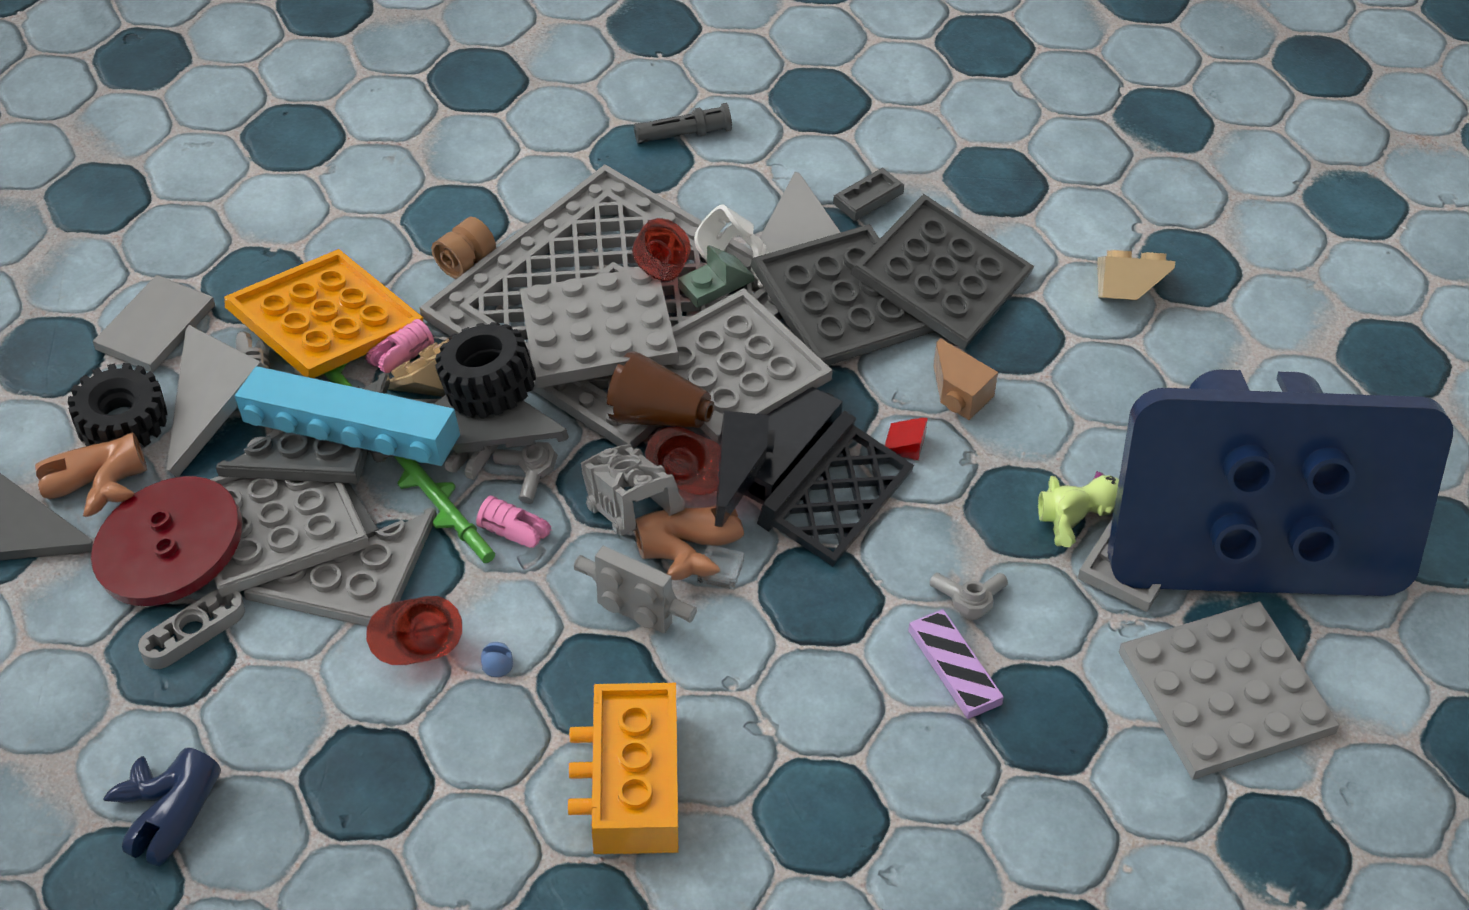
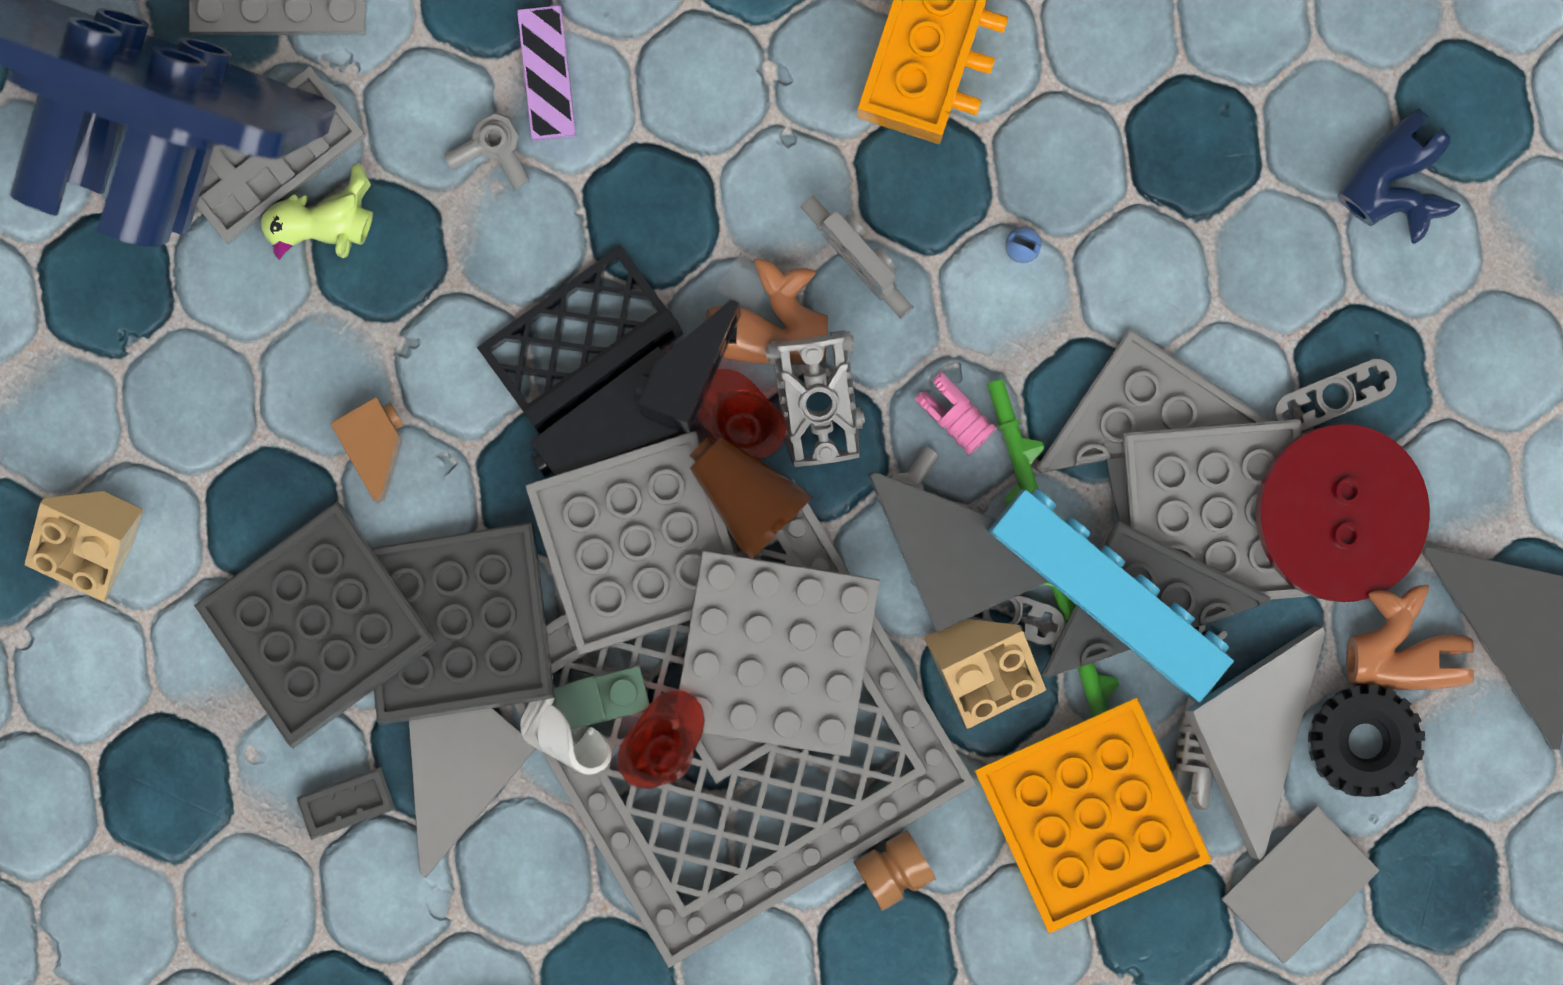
camera: 160 degrees left, 35 degrees up
(400, 346) = (1006, 735): bright pink hinge -> none
(414, 630) = (1103, 287): clear red piece -> none
(485, 369) = (972, 604): black tyre -> none
(907, 437) = (469, 390): red slope -> none

